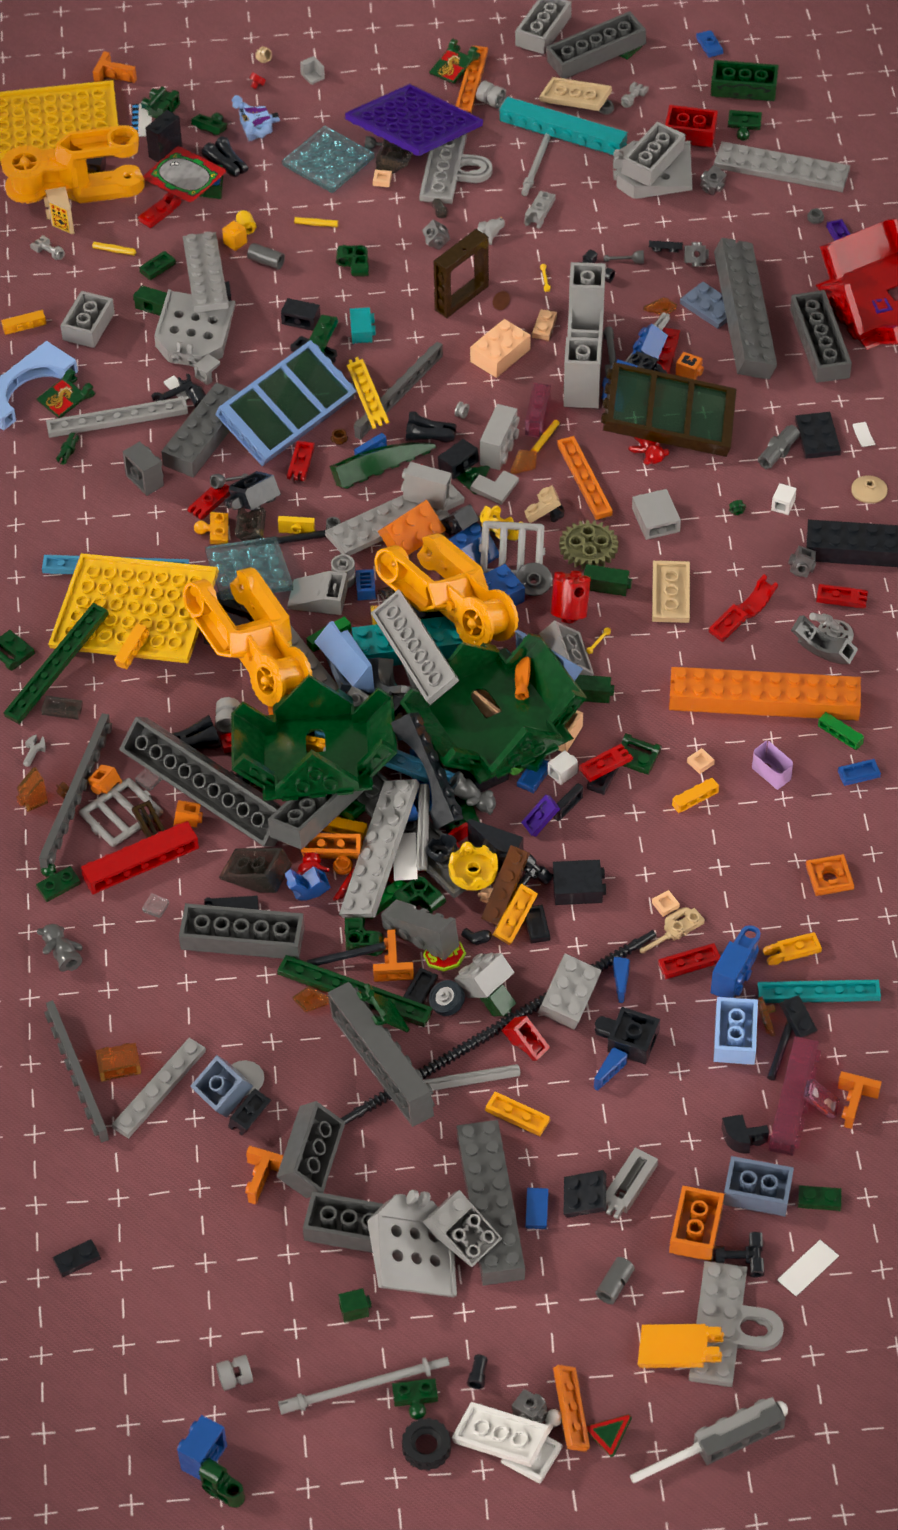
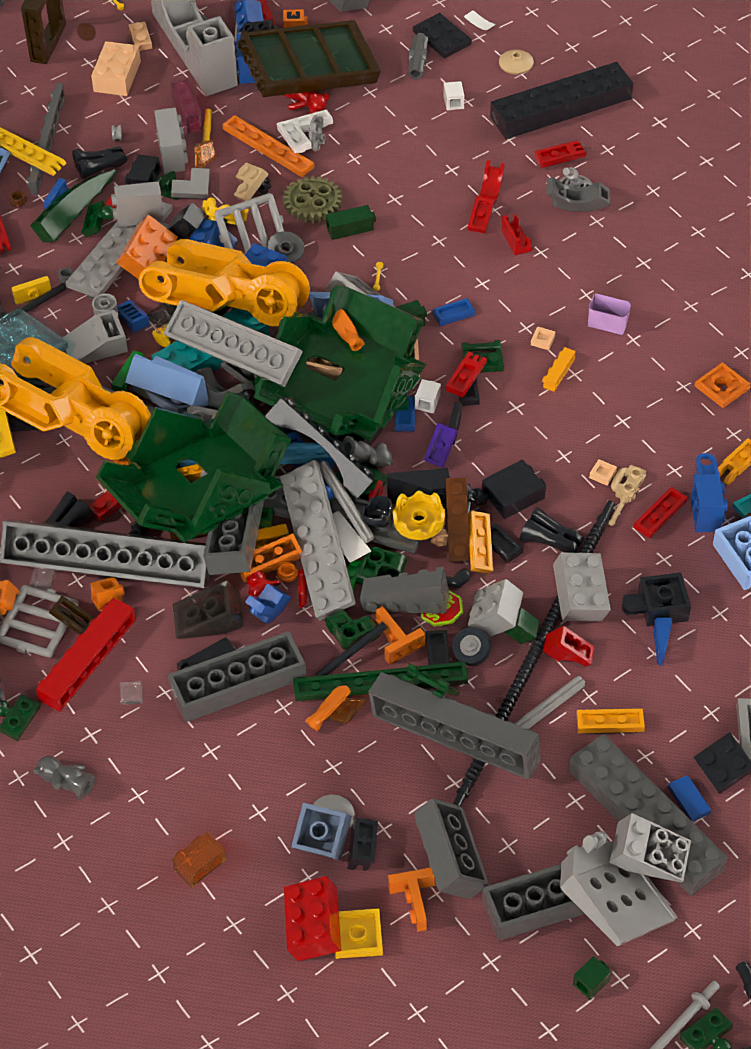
camera: 30 degrees left, 0 degrees up
(78, 1078) = (169, 894): dark grey plate -> none
(158, 1088) = (254, 866): light grey plate -> none
(169, 1149) = (312, 918): none -> red brick
(199, 1179) = (360, 933): none -> yellow plate
(224, 708) = (83, 484): light grey wheel -> none
(282, 997) = (327, 707): none -> orange piece
(391, 480) = (95, 216): none -> dark green plate
(567, 926) = (546, 530): none -> black piece
(570, 596) = (334, 245): red cylinder -> none
(616, 469) = (294, 129): none -> white plate
(621, 973) = (612, 554): blue slope -> none
(631, 483) = (315, 132): none -> light grey dish
(641, 702) = (453, 312): none -> blue tile
(656, 514) = (353, 150): light grey brick -> none
(671, 591) = (412, 209): tan plate -> none
(737, 507) = (418, 118): dark green plate -> none
(746, 653) = (515, 236): none -> red hinge
(764, 693) = (556, 258): orange piece -> none
(802, 562) = (509, 138): flat silver brick -> none
(840, 731) = (641, 263): green piece -> none
(859, 772) = (682, 289): blue plate -> none

